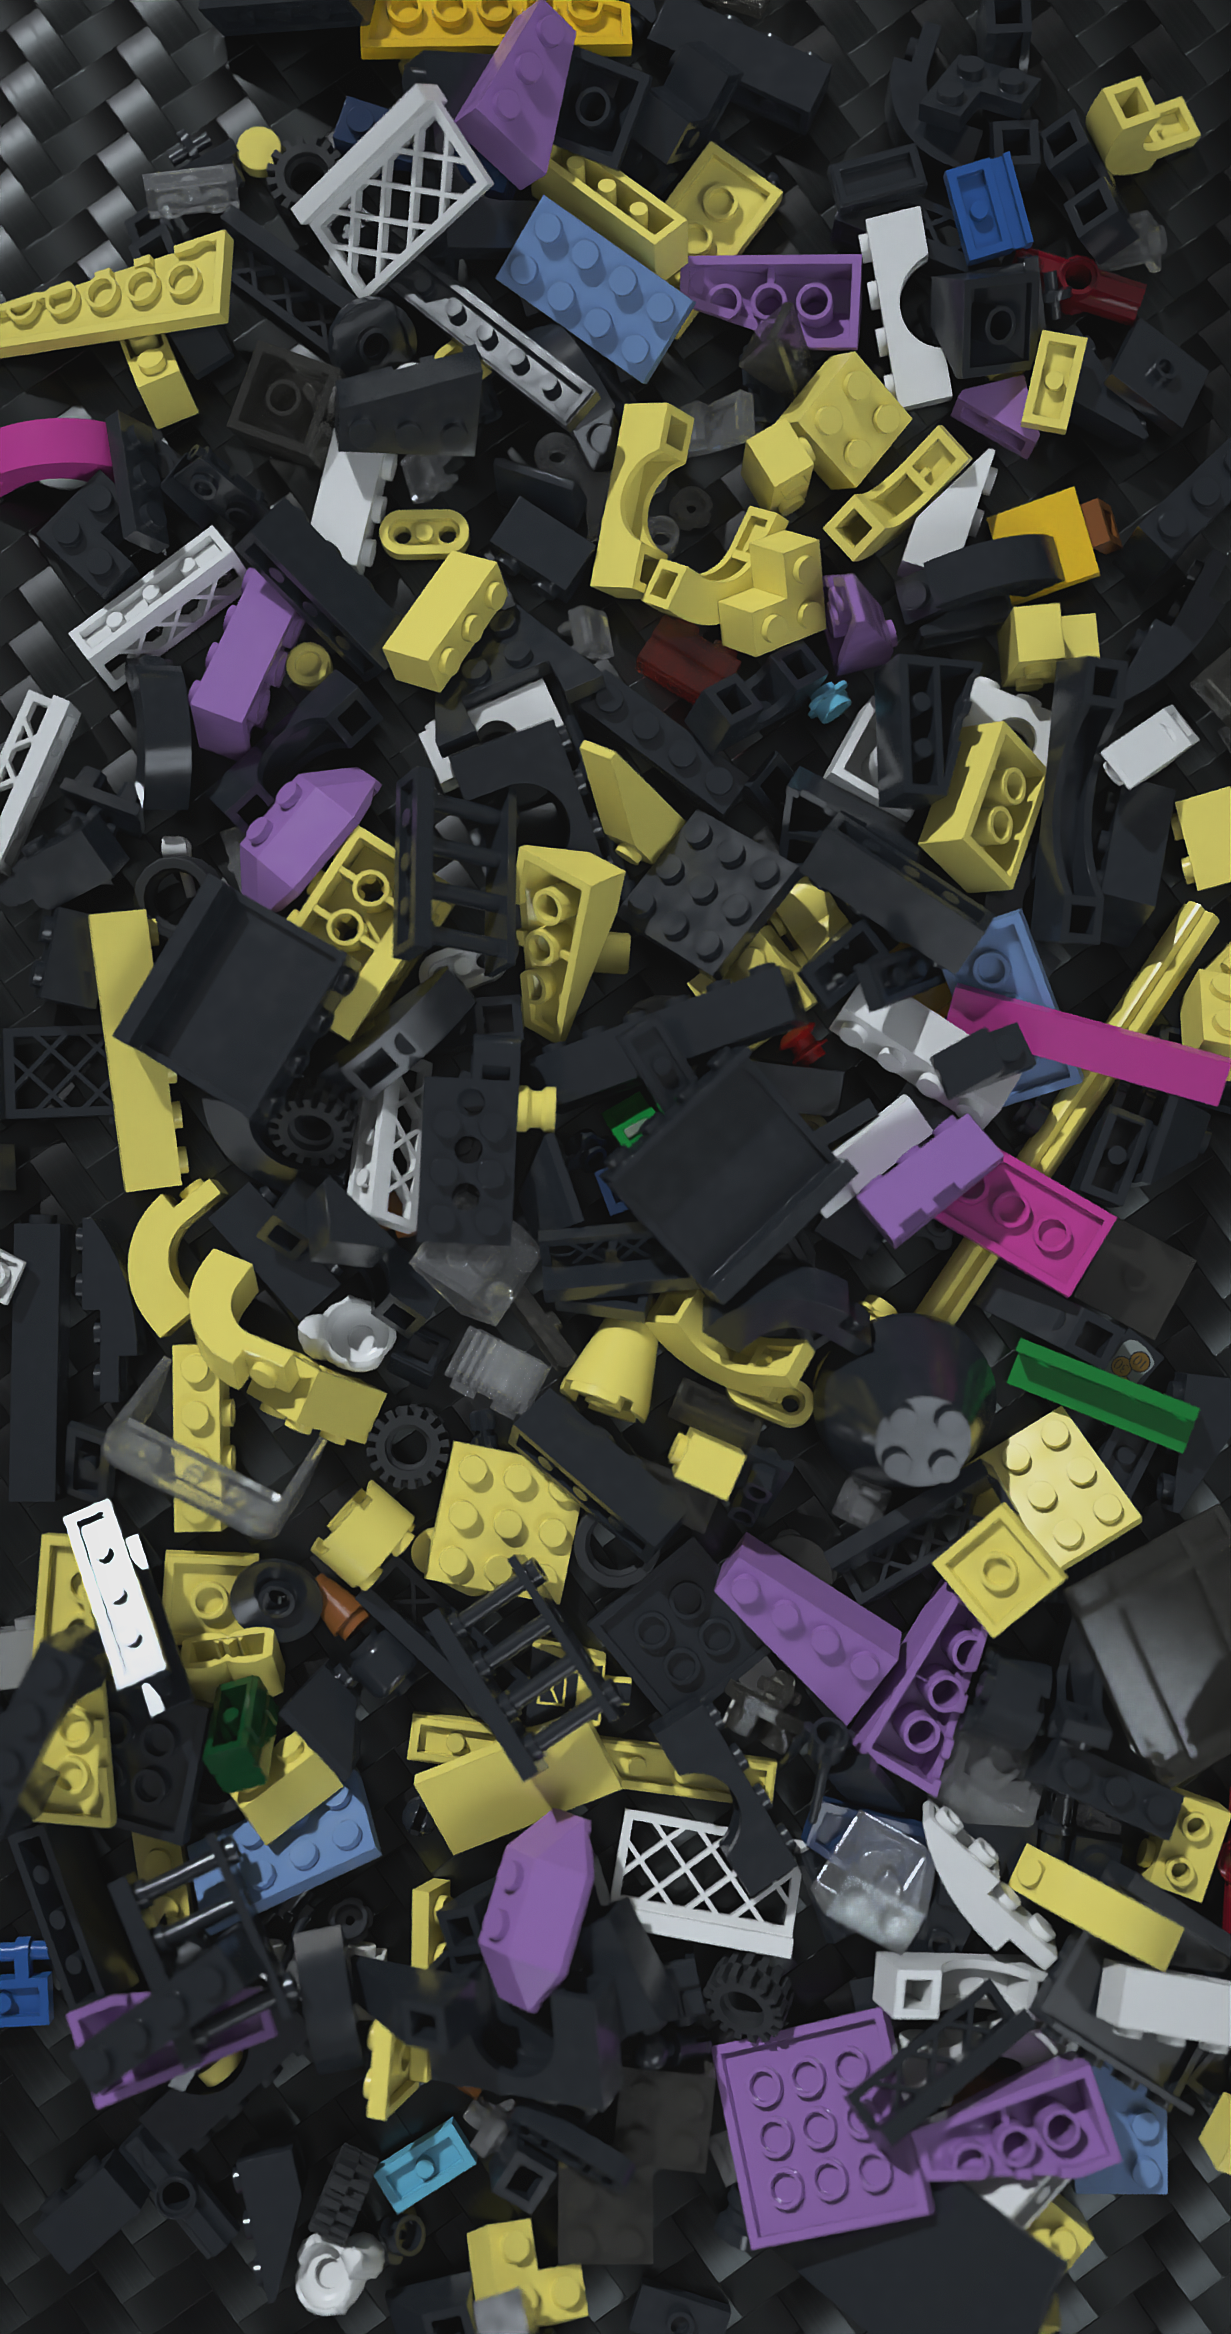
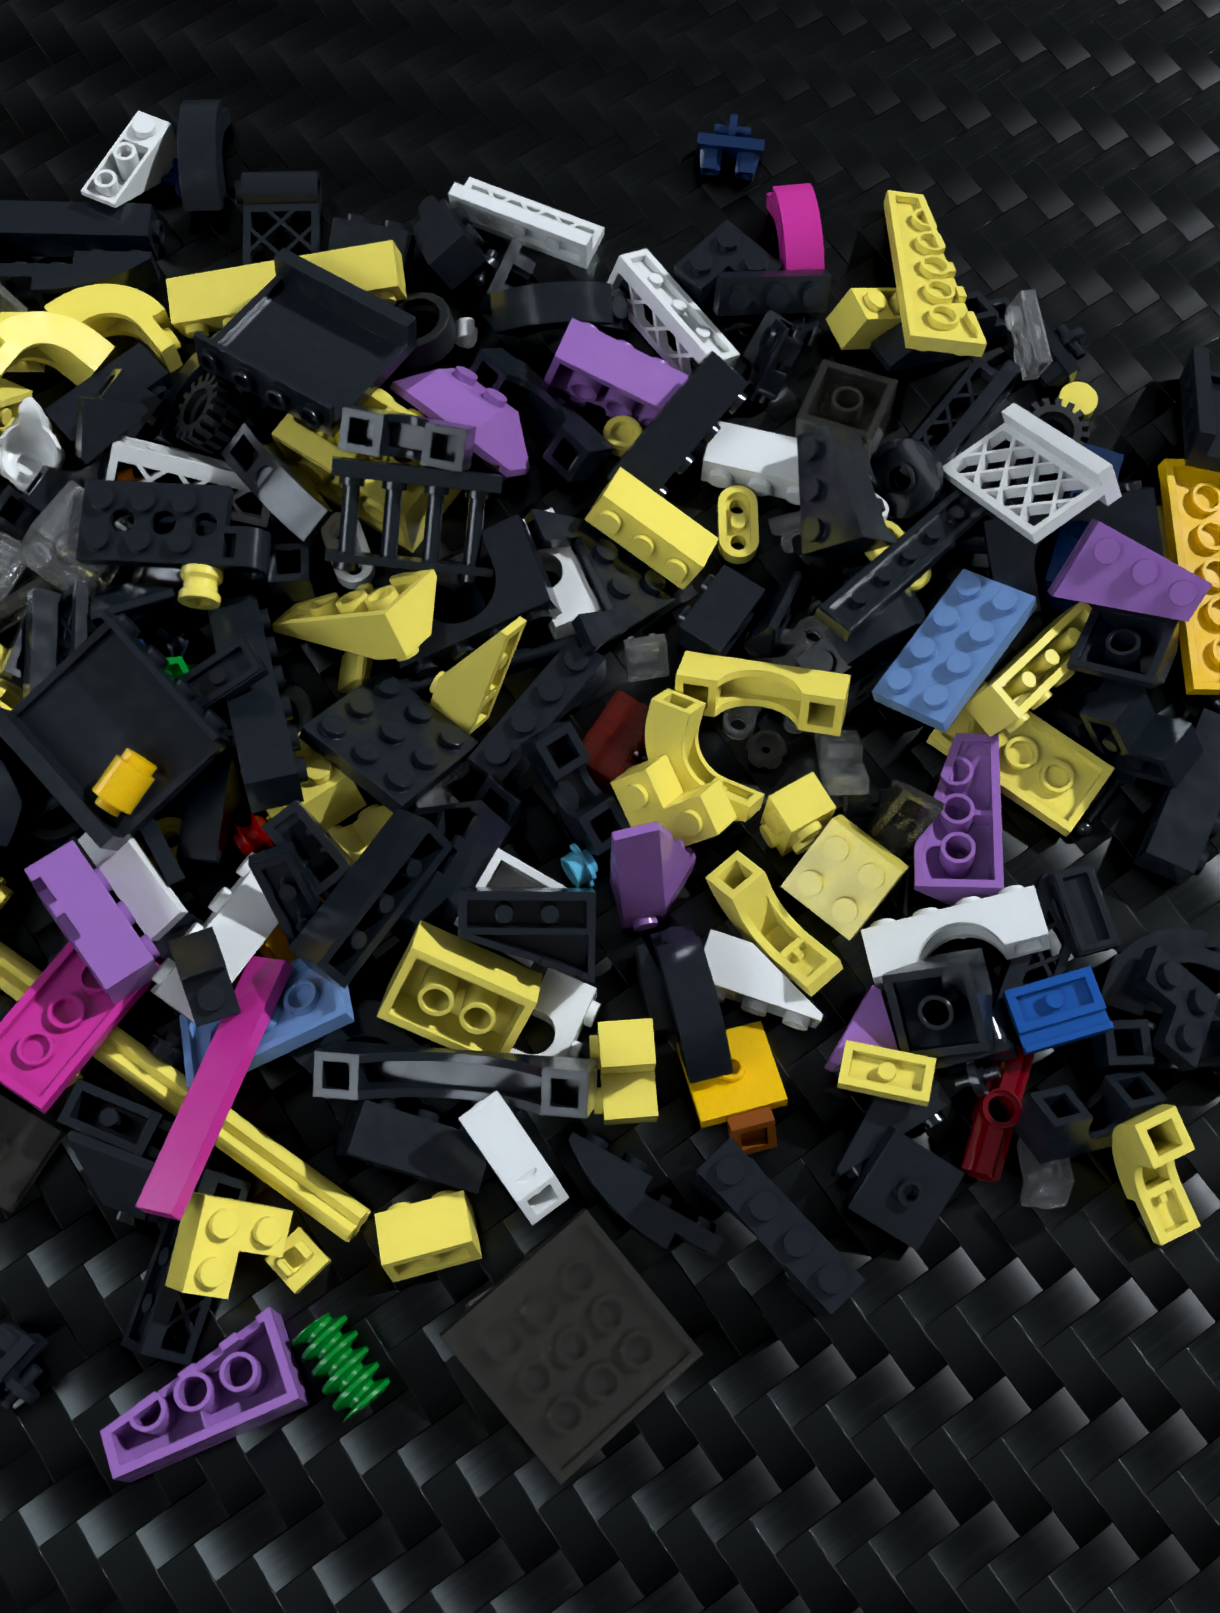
camera: 90 degrees right, 15 degrees down
(373, 838) = (407, 436): none -> black arch
(786, 1153) = (124, 783): none -> yellow brick

